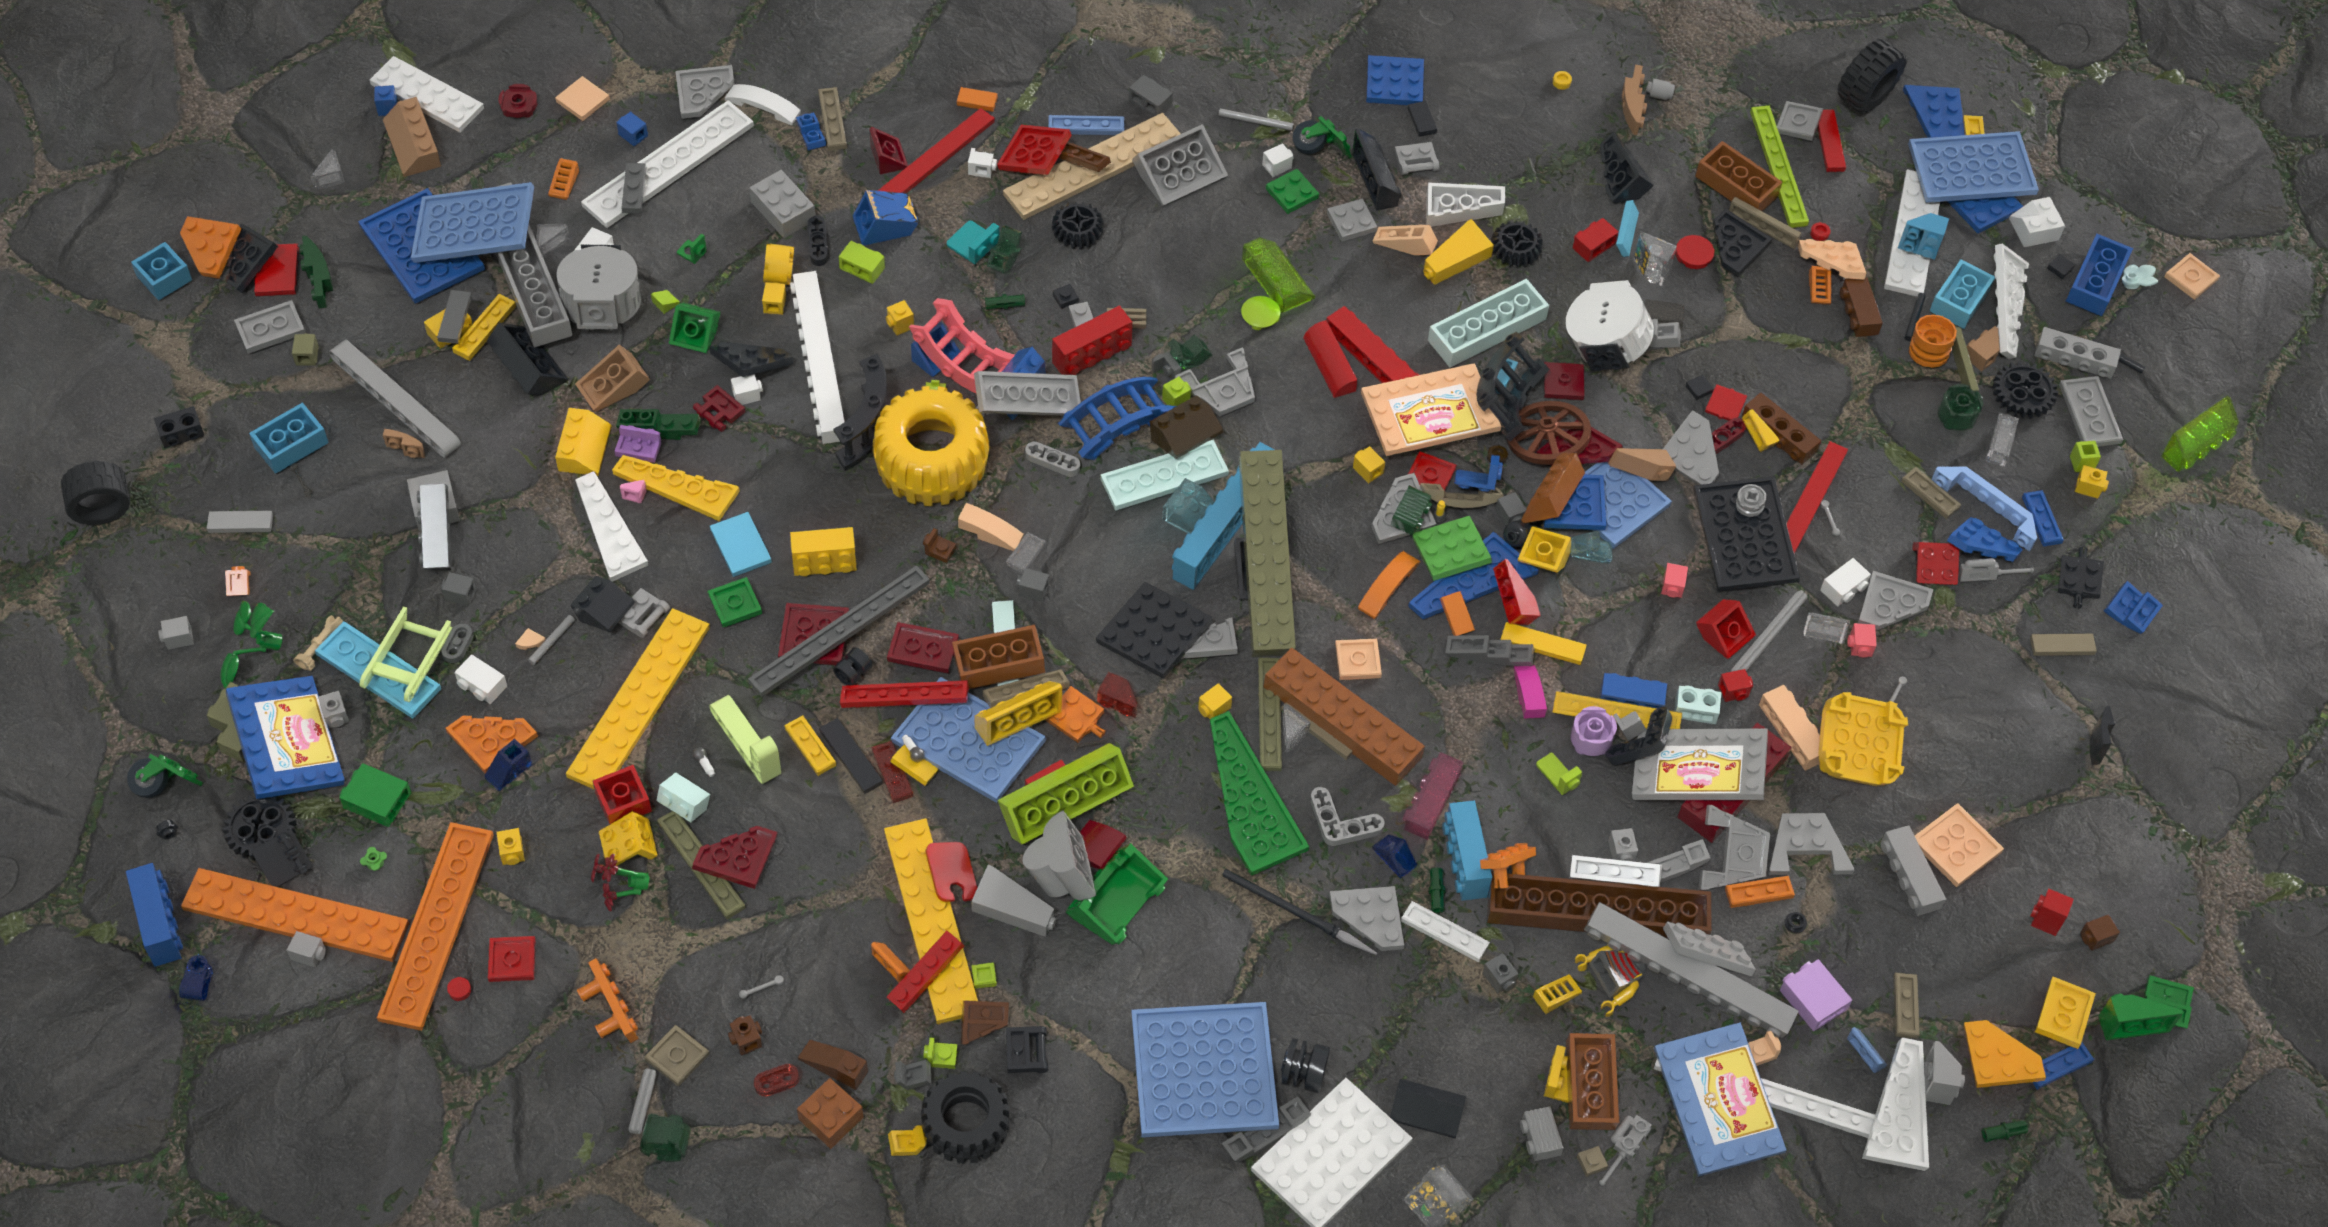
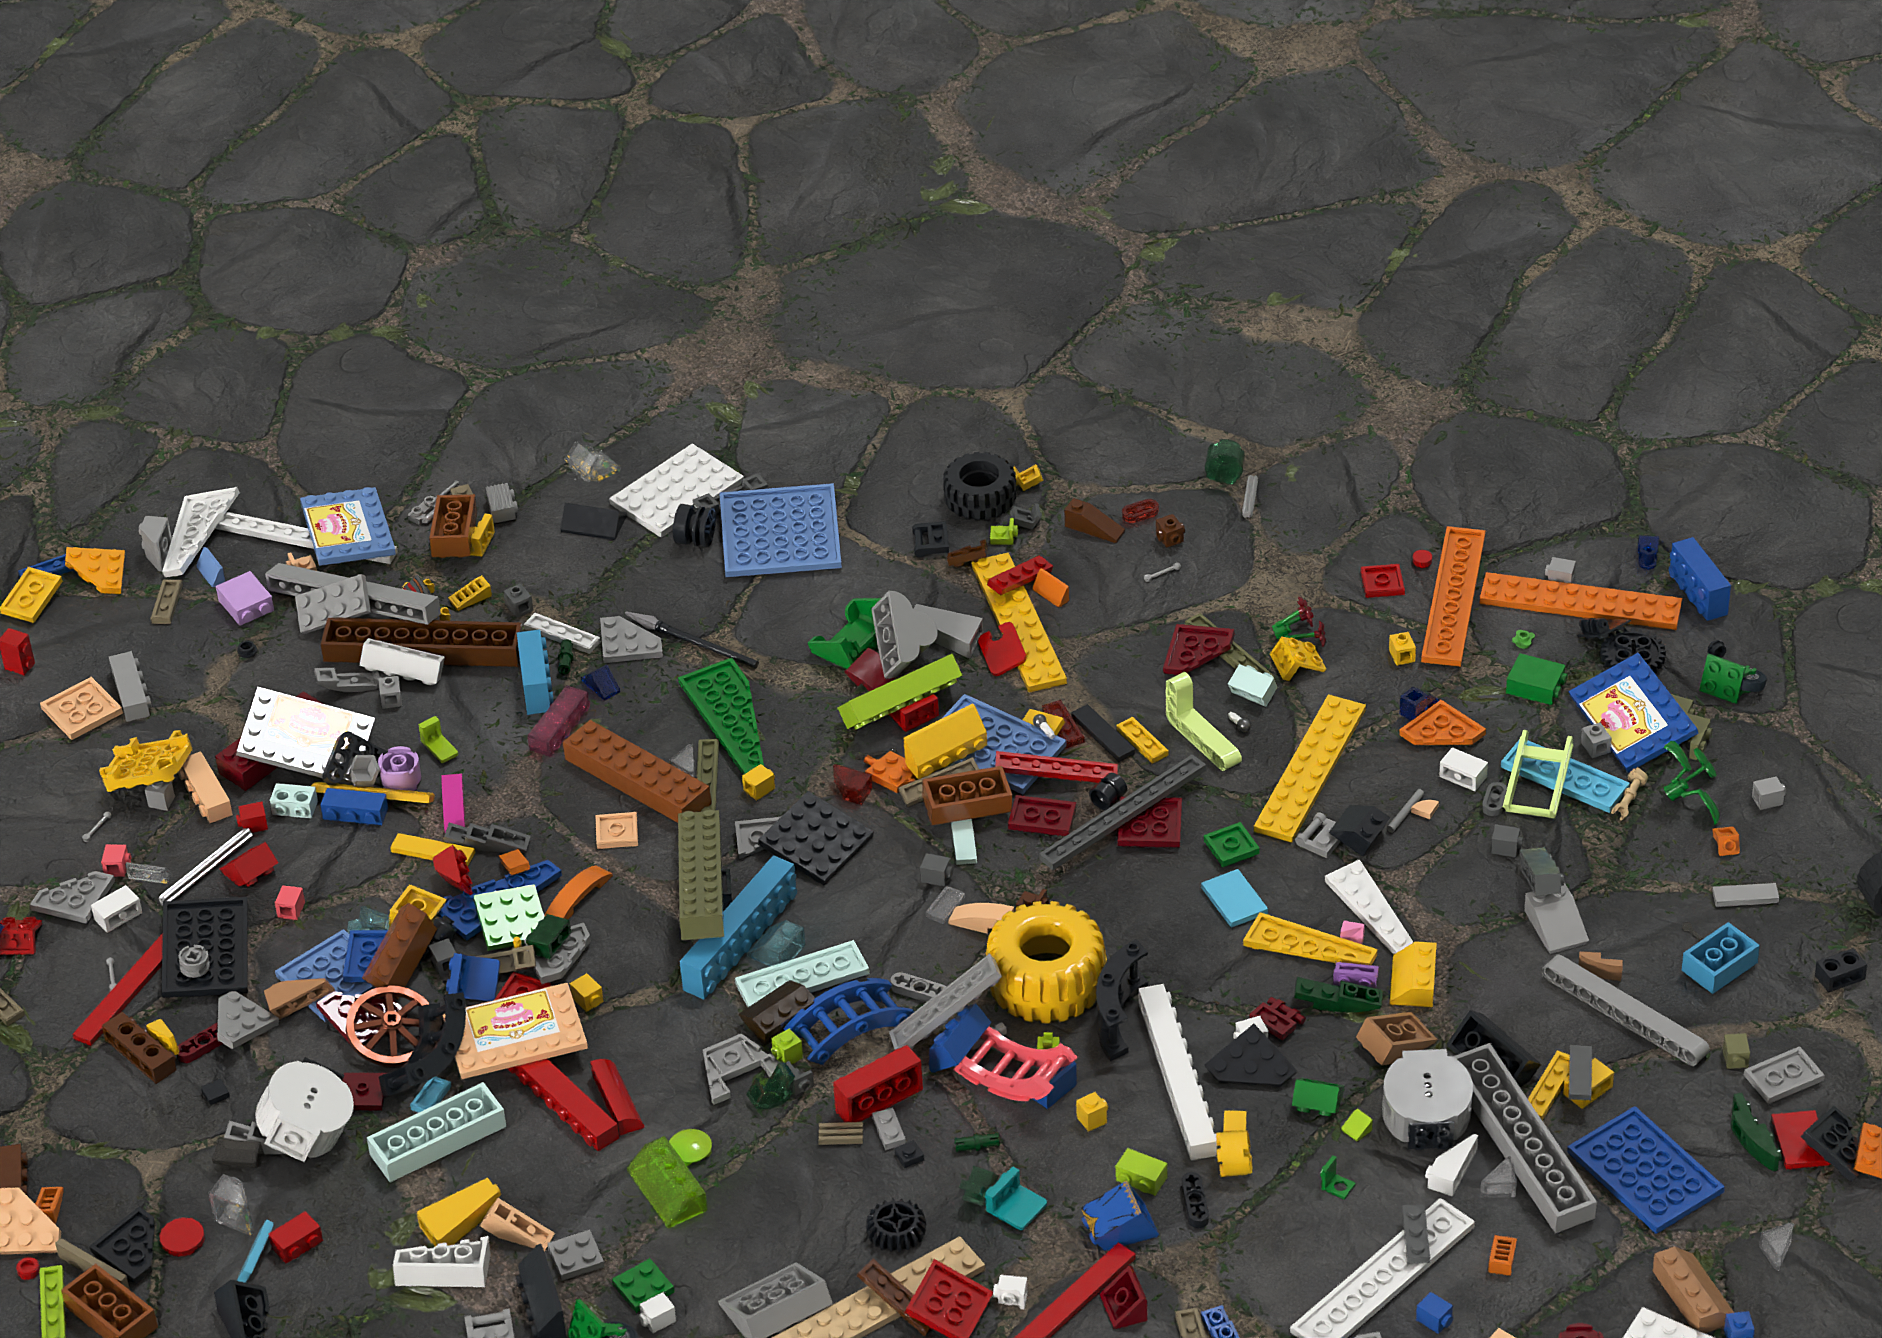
camera: 175 degrees left, 15 degrees down
(473, 222) = (1586, 1161): medium blue plate -> none
(619, 1017) = (1282, 545): orange plate -> none
(621, 794) = (1308, 681): red brick -> none
(677, 1055) = (1227, 526): dark tan tile -> none
(782, 203) = (1240, 1230): light grey brick -> none
(823, 551) = (1147, 876): yellow brick -> none
(830, 1113) = (1092, 486): dark orange brick -> none
(984, 975) = (969, 587): lime tile -> none
(1341, 828) = (646, 699): light grey beam -> none
(1503, 859) = (499, 653): orange plate -> none
(1527, 239) = (382, 1228): black gear -> none
(1725, 403) = (189, 1079): red piece -> none
(1743, 854) = (290, 684): light grey wing -> none
(1759, 891) = (272, 672): orange tile -> none
(1807, 836) = (221, 713): light grey wing -> none
(2004, 1131) = (112, 524): dark green axle -> none

